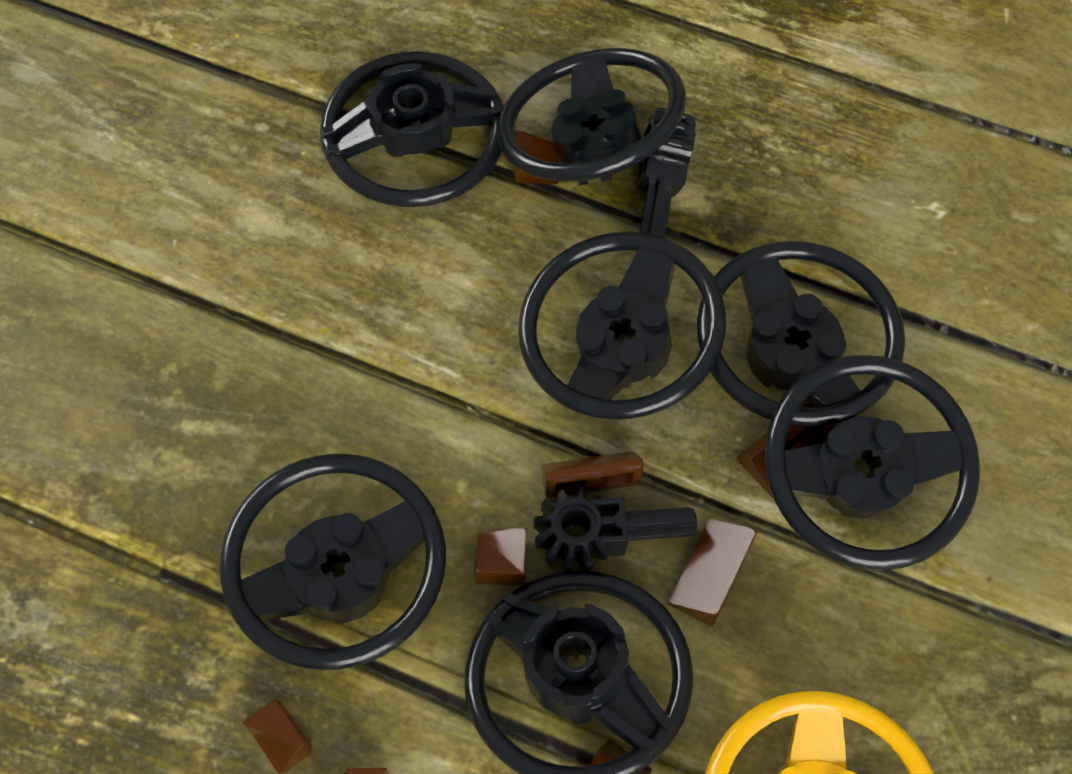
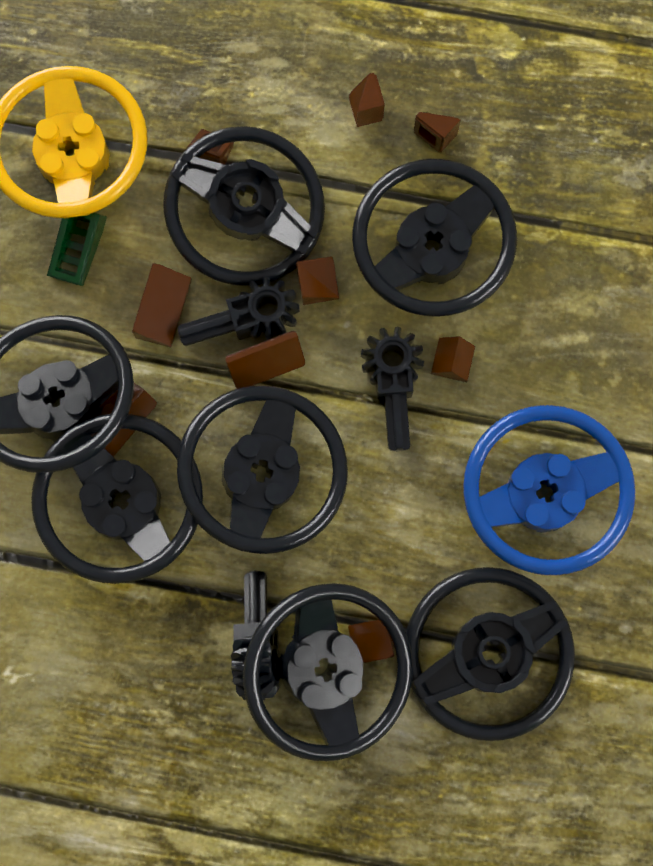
camera: 170 degrees right, 15 degrees up
(269, 254) = (571, 486): none -> blue piece
(357, 427) = (453, 358): none -> reddish brown slope
(438, 409) = (394, 383): none -> black gear
(803, 674) = (88, 249): none -> dark green slope

